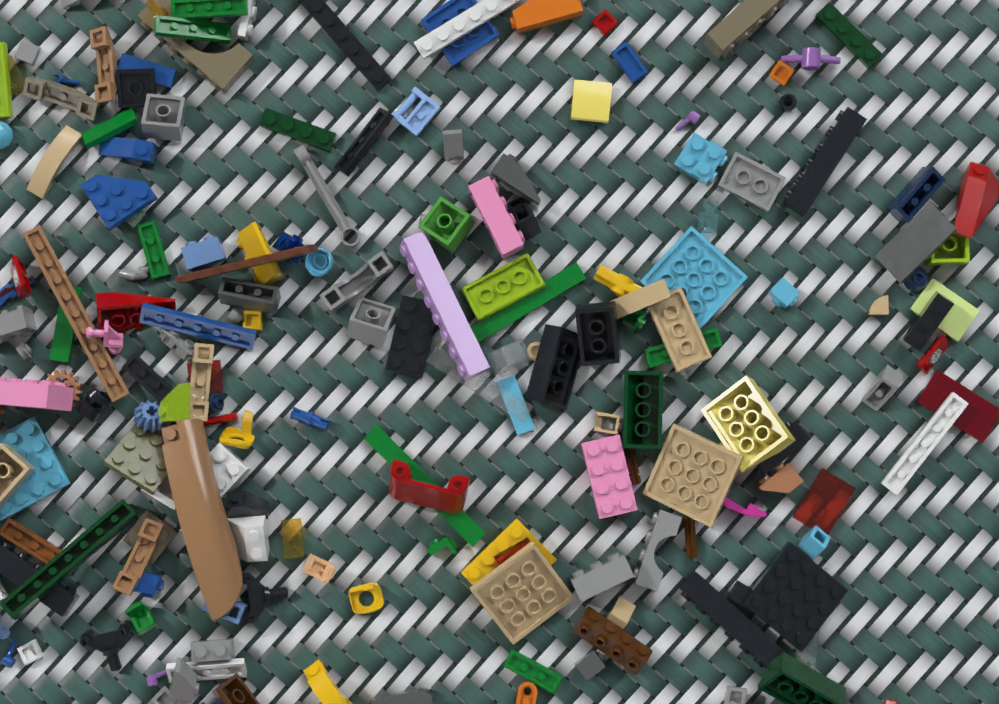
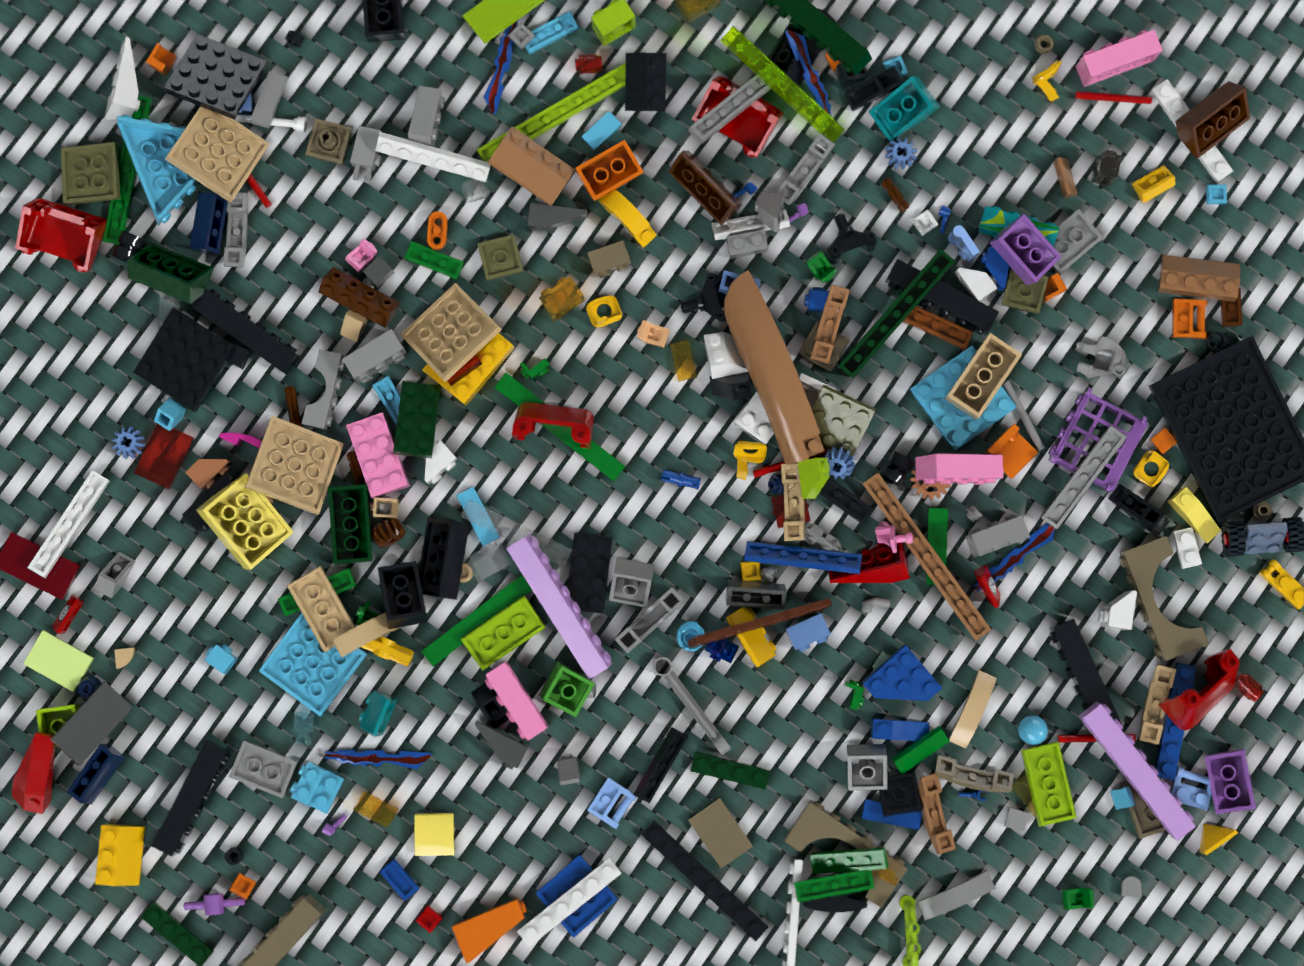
camera: 170 degrees right, 0 degrees up
(56, 684) = (895, 194): none -> reddish brown axle
(154, 250) = (859, 630): green tile -> none
(164, 185) = (857, 699): none -> green bracket
(314, 72) = (720, 833): none -> dark tan tile
(354, 651) = (609, 259): none -> dark tan brick
(406, 614) = (561, 298): none -> clear yellow brick
(464, 665) = (500, 257): none -> olive plate
(550, 464) = (441, 460): none -> white slope
(566, 508) = (416, 419): none -> dark green plate
(587, 527) = (389, 396): none -> medium azure tile
(605, 684) = (362, 255): none -> bright pink bracket
(606, 397) = (388, 532): none -> reddish brown gear
(634, 221) = (378, 713): none -> teal slope
(640, 181) = (377, 757): none -> blue sword
(645, 130) = (376, 809): none -> clear yellow panel
(856, 526) = (134, 446): none -> medium blue gear
(898, 115) = (120, 855): none -> yellow slope
(928, 321) = (73, 646): black brick -> none

